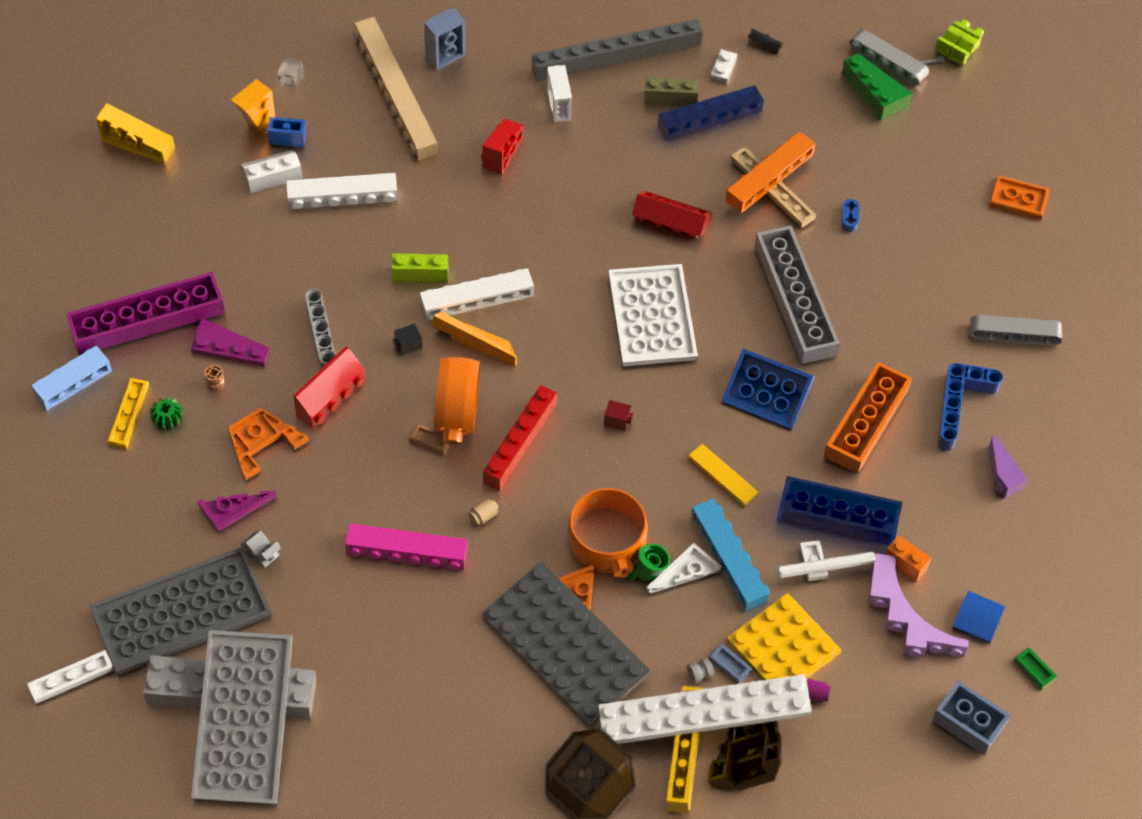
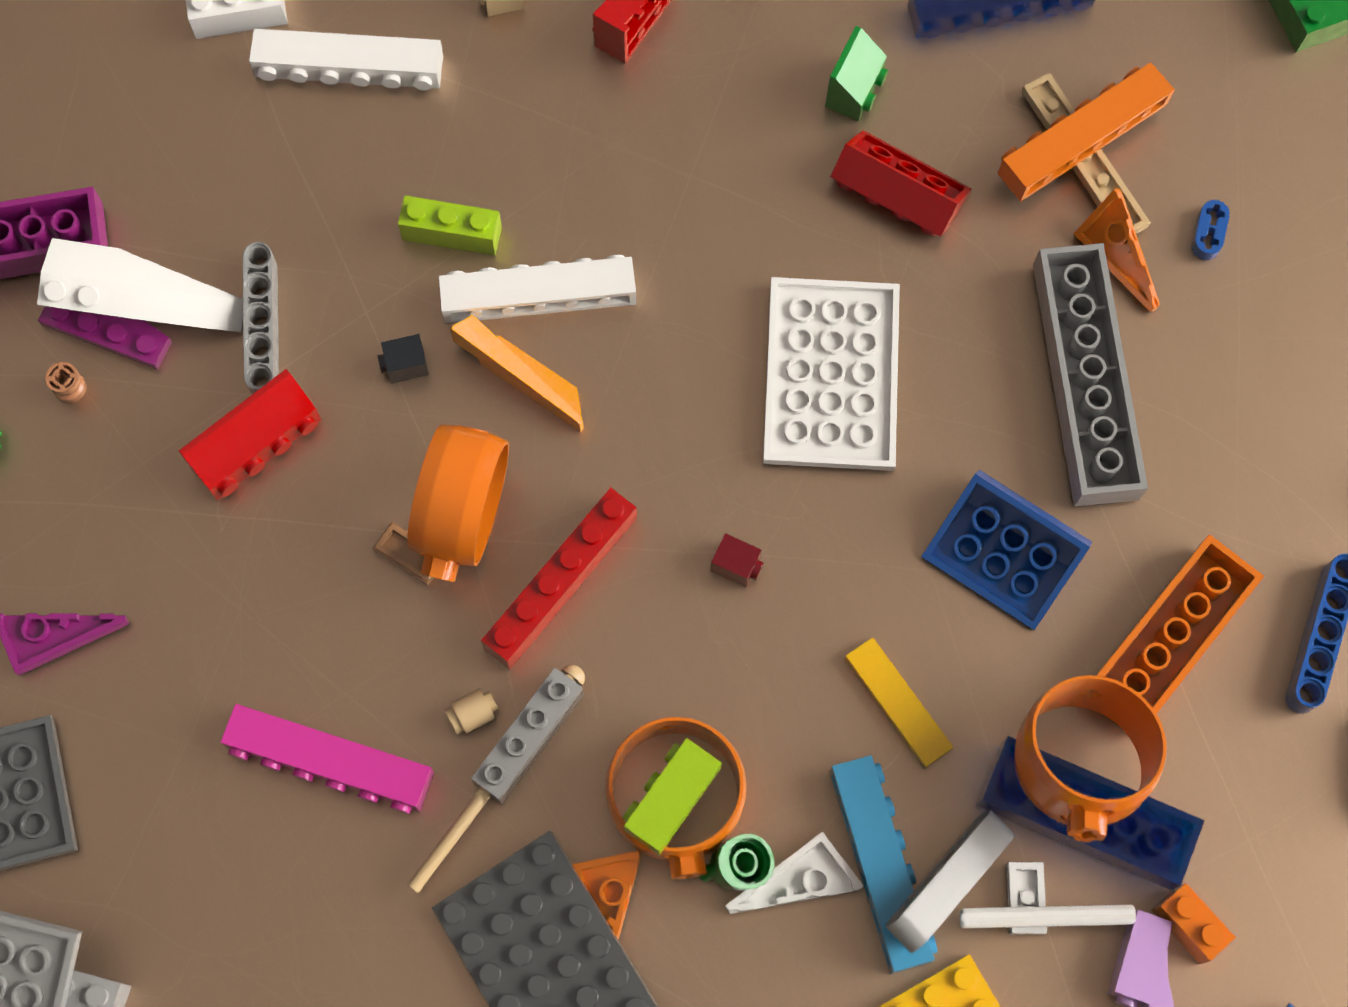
camera: 10 degrees right, 15 degrees up
(246, 321) = (128, 286): none -> white wedge
(257, 432) = (115, 498): orange wing -> none
(261, 549) = (79, 724): light grey brick -> none
(512, 529) = (512, 756): none -> light grey piece
(607, 523) = (671, 795): none -> lime brick
(636, 161) = (856, 76): none -> slope
(769, 553) = (949, 881): none -> beam
(804, 232) = (1113, 227): none -> orange wing
(843, 448) = (1085, 815): none -> orange cylinder

